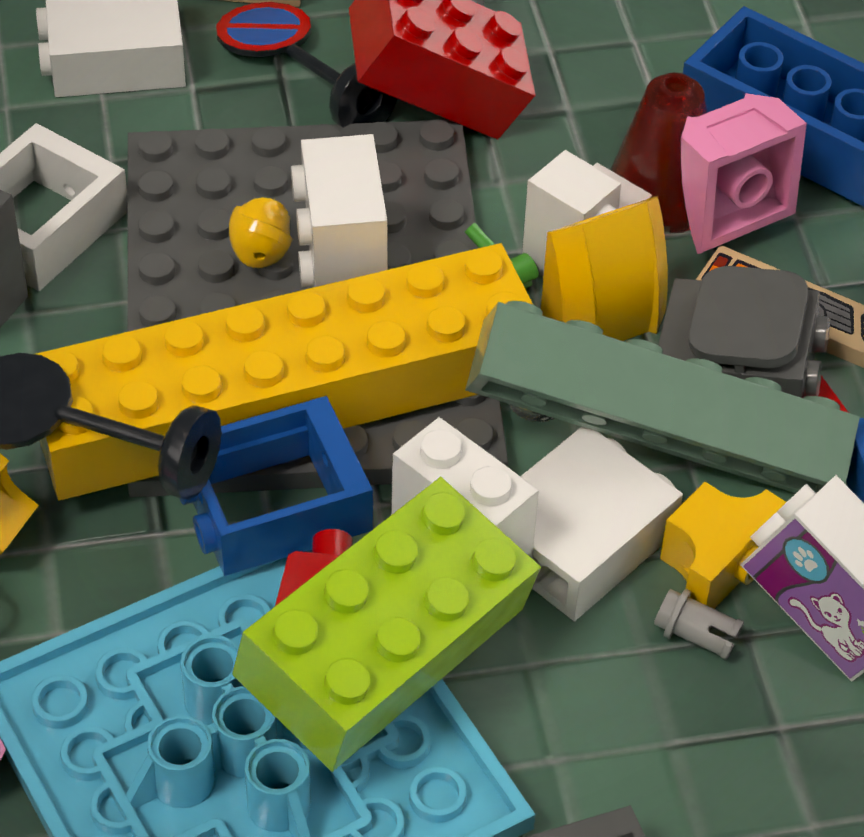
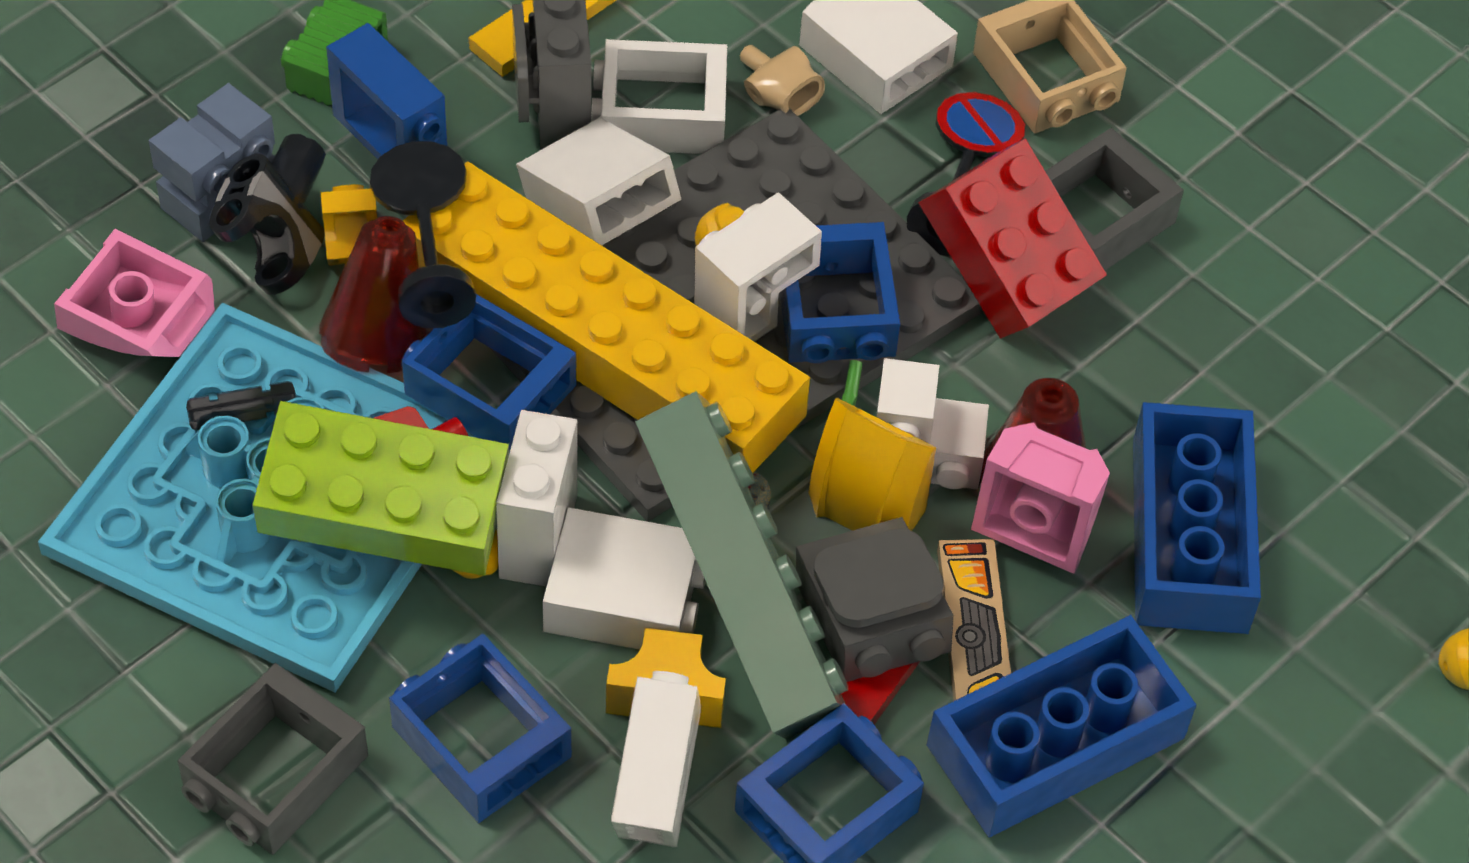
camera: 55 degrees right, 5 degrees up
(96, 118) = (782, 80): none -> tan piece
(107, 283) = (600, 180): none -> white brick
(109, 528) = (363, 313): none -> clear red cone
(131, 718) = (243, 404): none -> black axle
(436, 167) = (866, 337): none -> blue window
(667, 668) = (511, 769): none -> blue window
(694, 621) = (585, 704): light grey pin -> none

